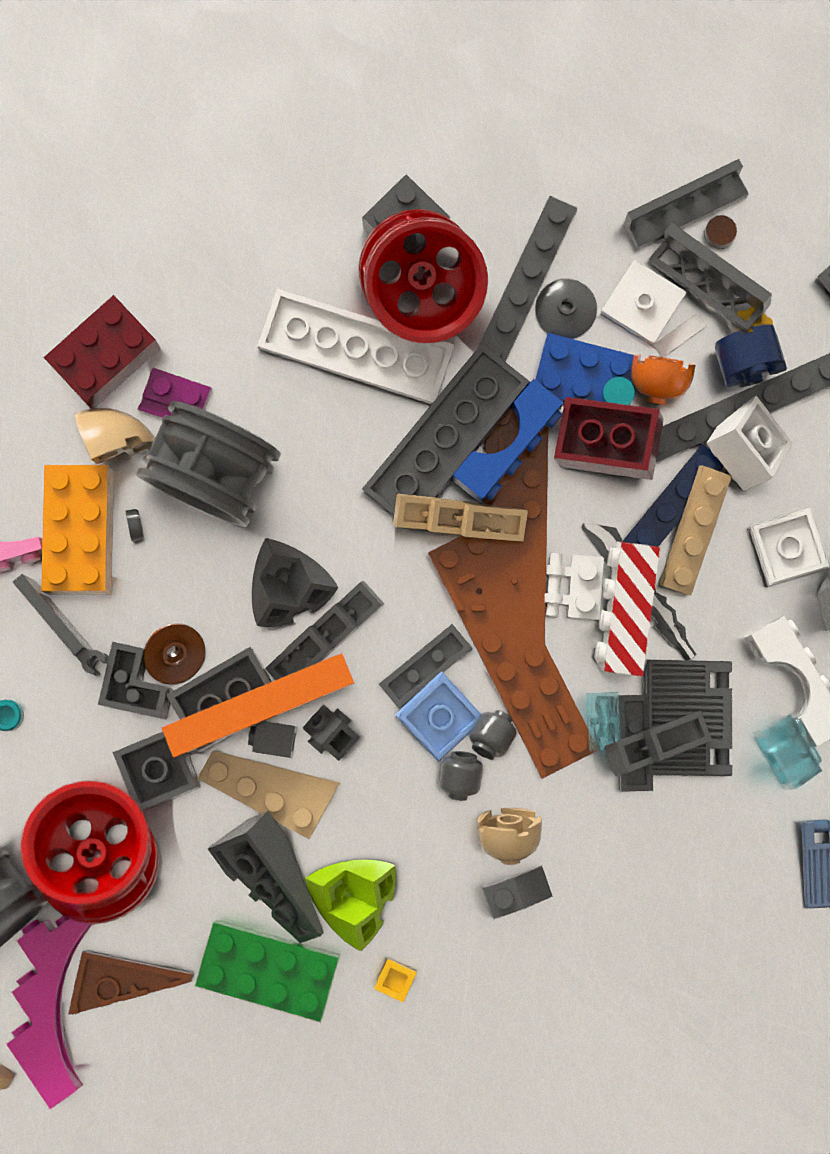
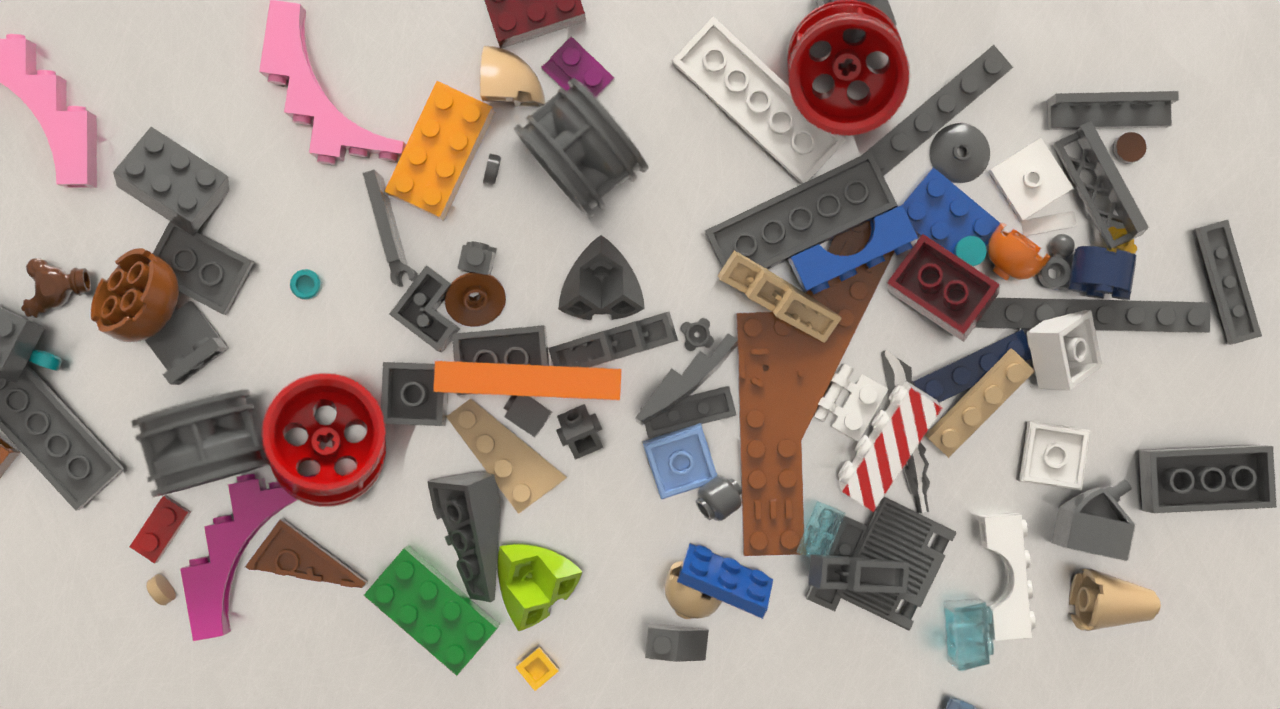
camera: 15 degrees right, 5 degrees up
(158, 613) = (477, 258): none -> dark grey brick
(399, 599) = (702, 327): none -> dark grey plate
(403, 646) = (678, 387): none -> dark grey slope
(461, 775) = (675, 520): dark grey head -> none
(535, 808) = (726, 580): none -> blue plate
(702, 351) = (1061, 247): none -> dark grey plate

